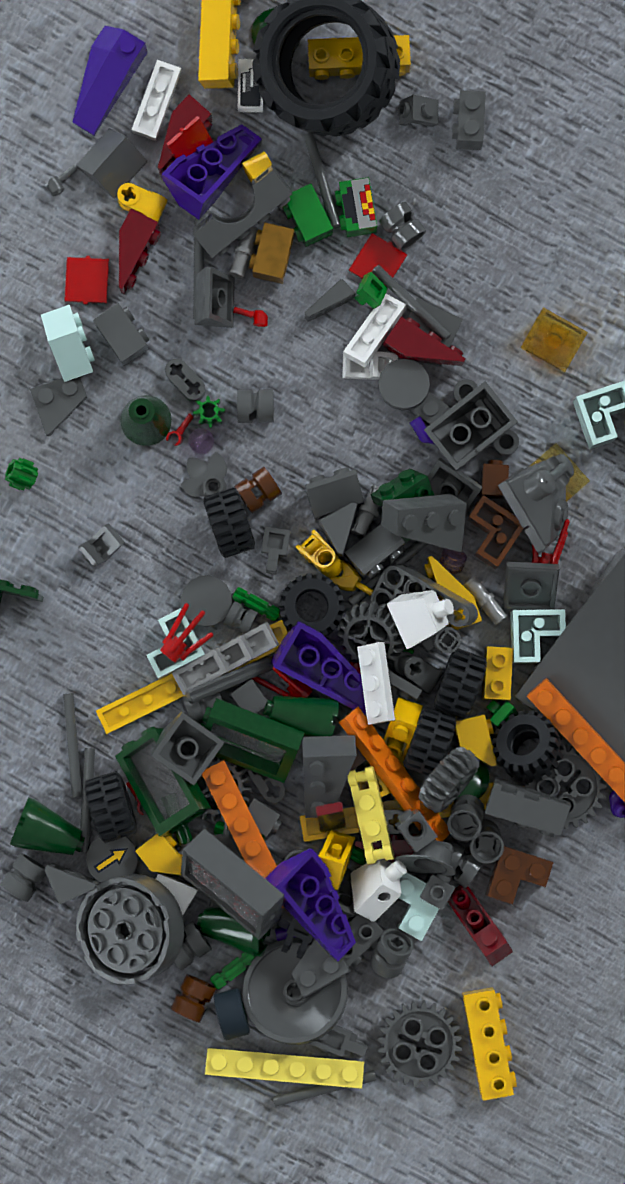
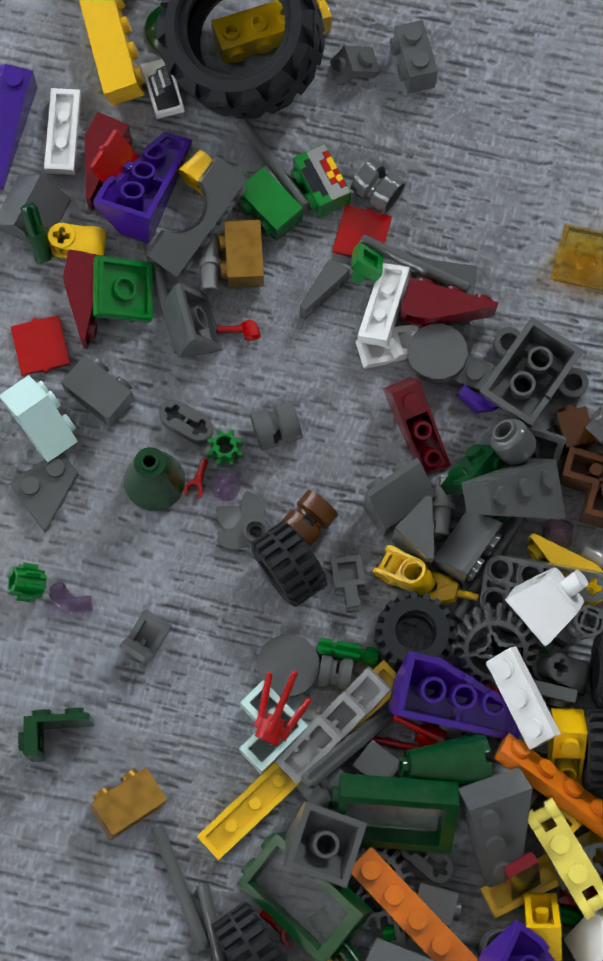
camera: 20 degrees left, 10 degrees down
(48, 497) = (67, 601): none -> clear purple arm
(50, 670) = (127, 803): none -> pearl gold brick
(108, 186) = (36, 233): none -> dark green axle
(165, 254) = (122, 289): none -> green tile
(369, 439) = (417, 424): none -> dark red slope
(437, 478) = (513, 441): none -> dark grey head

